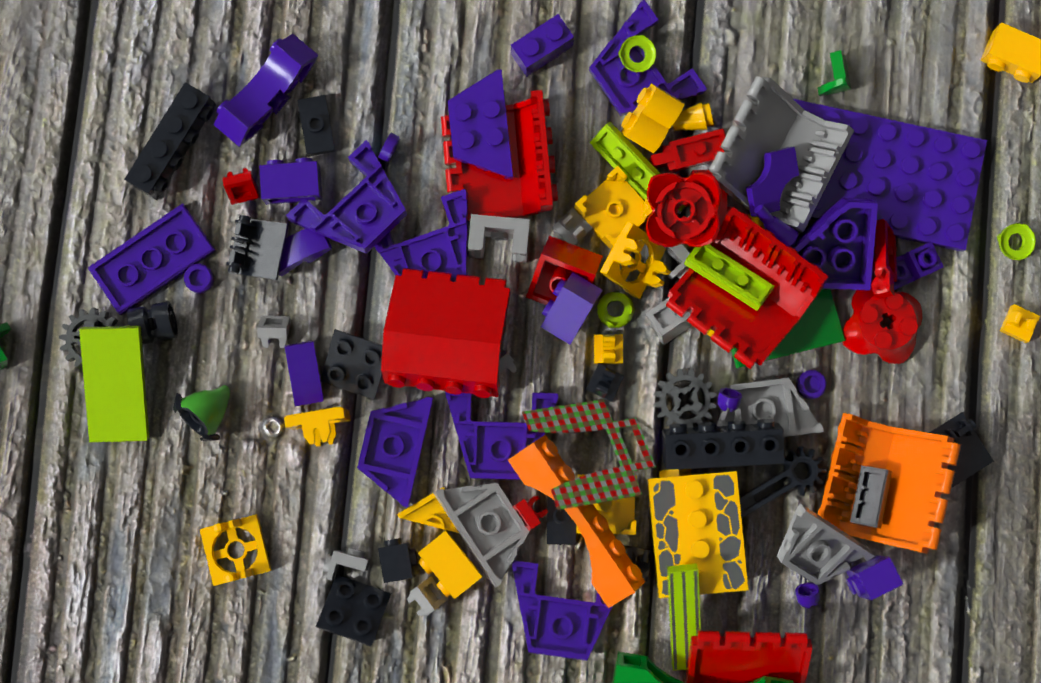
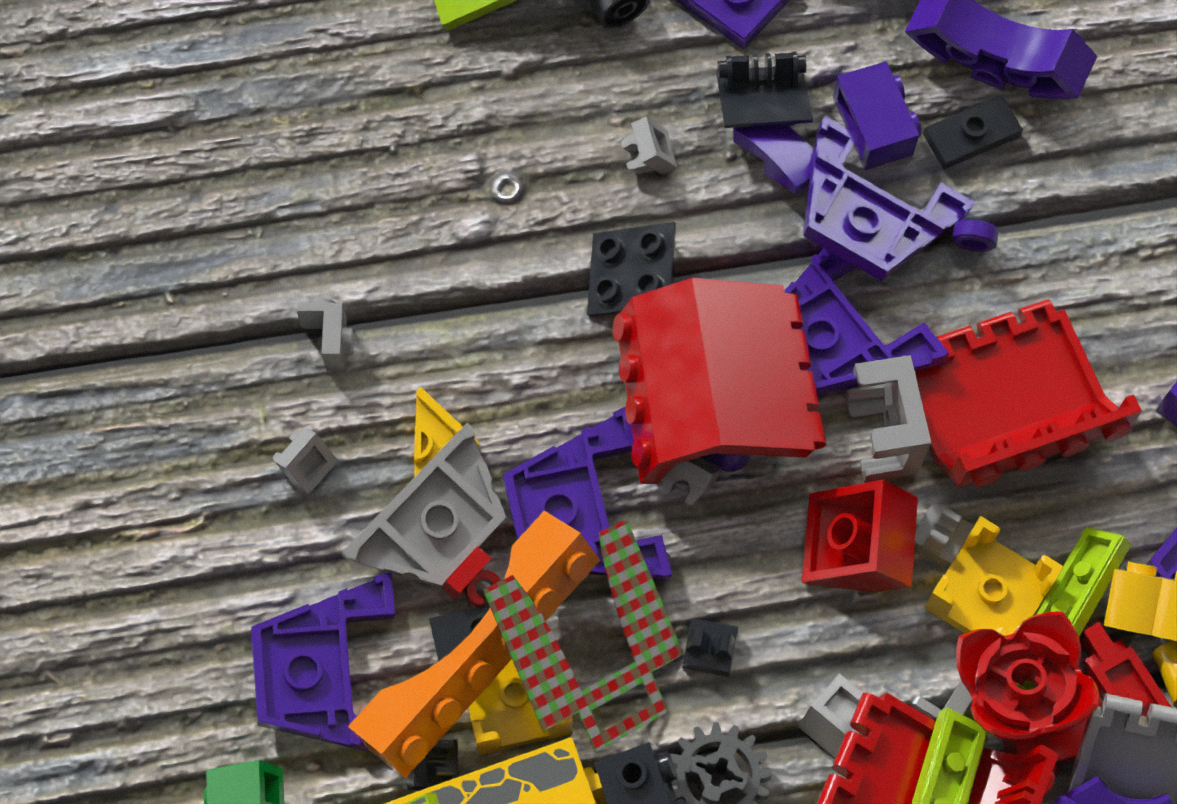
camera: 75 degrees right, 15 degrees down
(199, 278) = (695, 35): dark purple tile -> none
(203, 411) = (506, 83): bright green hat -> none
(209, 536) = (304, 219): yellow piece -> none
(240, 187) = (846, 49): red tile -> none
(303, 373) = (597, 202): dark purple slope -> none
(318, 425) = (528, 236): yellow piece -> none
(353, 610) = (259, 361): black hinge -> none
(395, 446) = (522, 358): dark purple wing -> none
(397, 560) = (348, 401): black brick -> none
(449, 565) = (361, 479): yellow brick -> none
(481, 126) = (1055, 356): dark purple wing -> none
(570, 308) = (812, 553): dark purple brick -> none
(606, 318) = (822, 651): lime piece -> none
(608, 349) = (765, 639): yellow tile -> none
(620, 253) = (921, 605): yellow piece -> none

